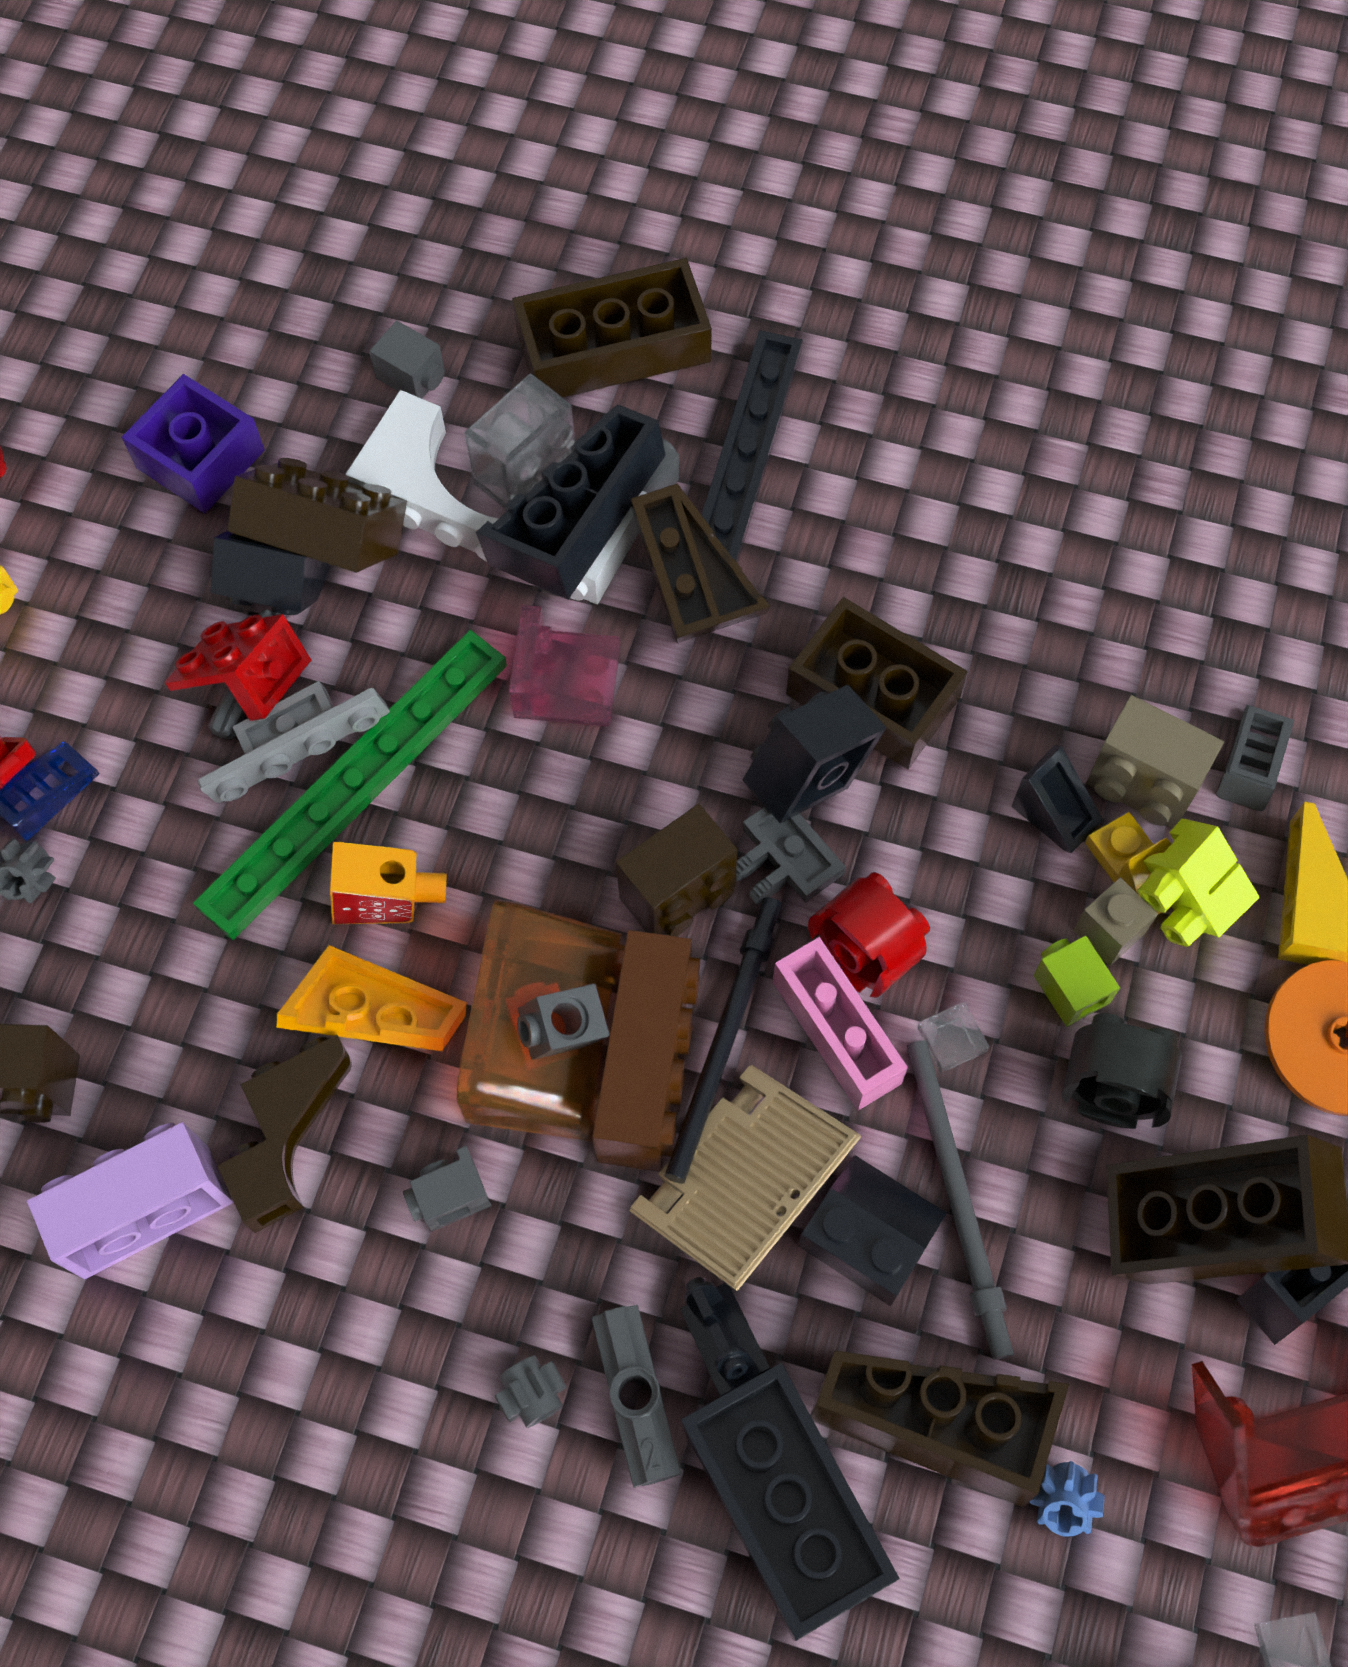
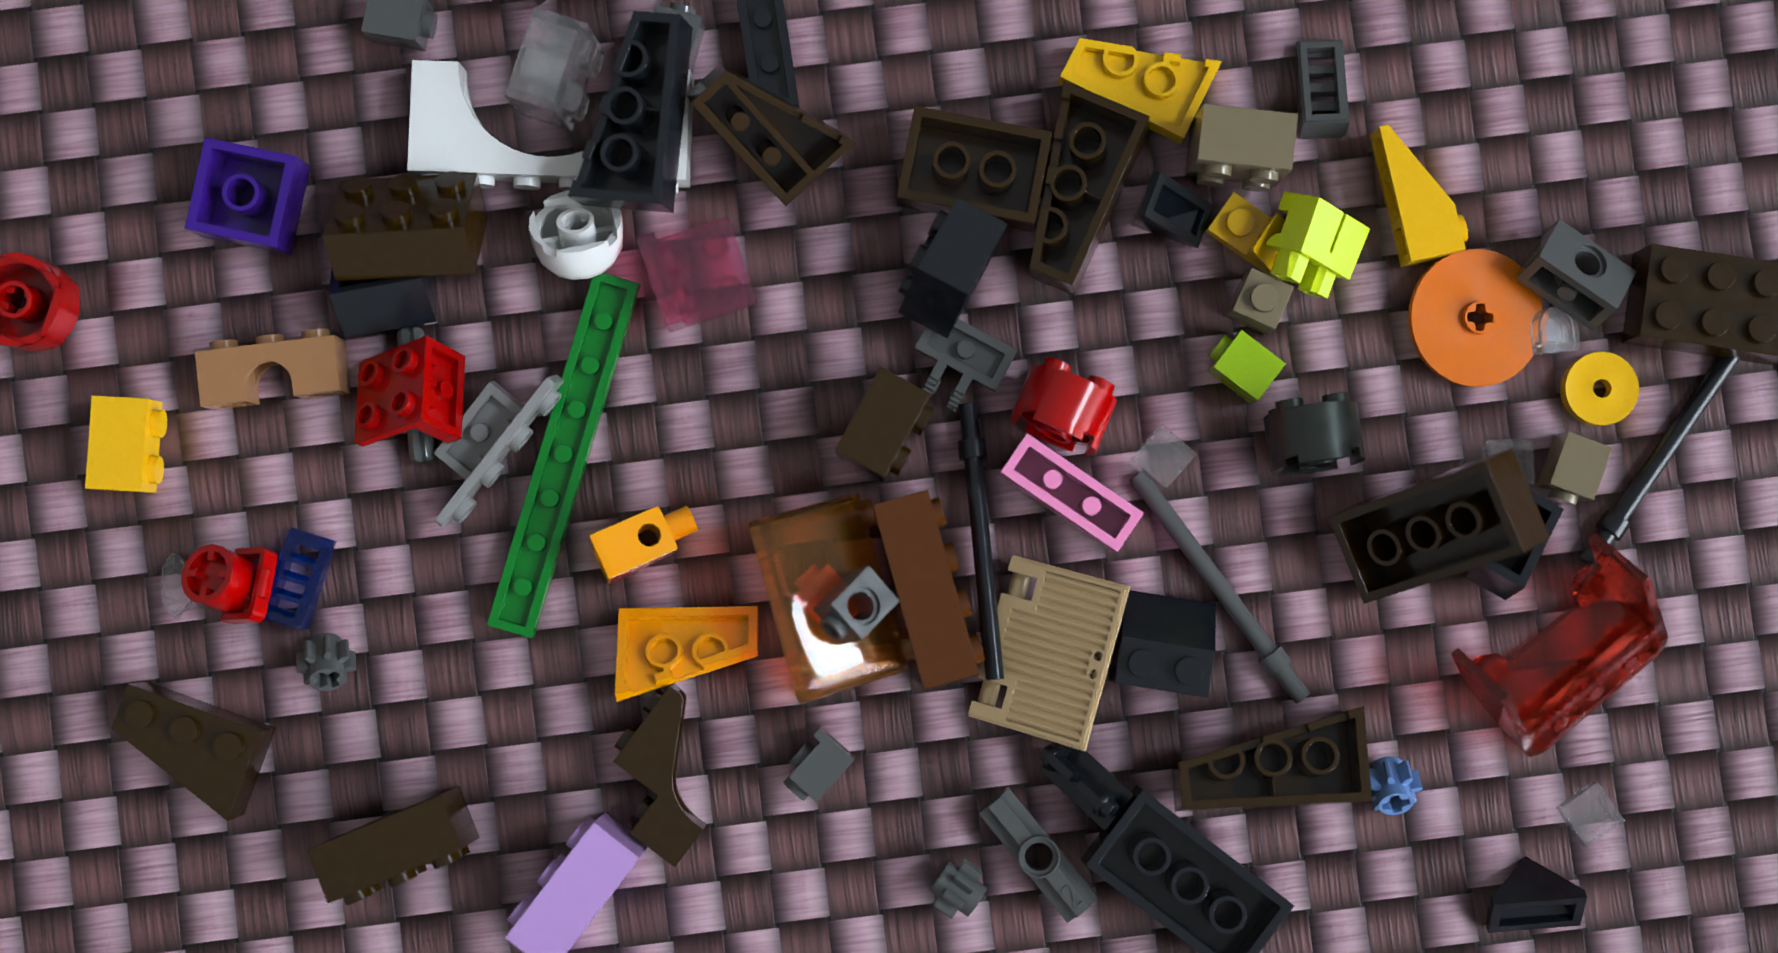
camera: 25 degrees left, 20 degrees up
(95, 583) = (232, 373): none -> medium nougat arch
(468, 592) = (576, 238): none -> white cylinder
(980, 739) = (1086, 174): none -> dark brown wedge
(1068, 679) = (1150, 83): none -> yellow wing

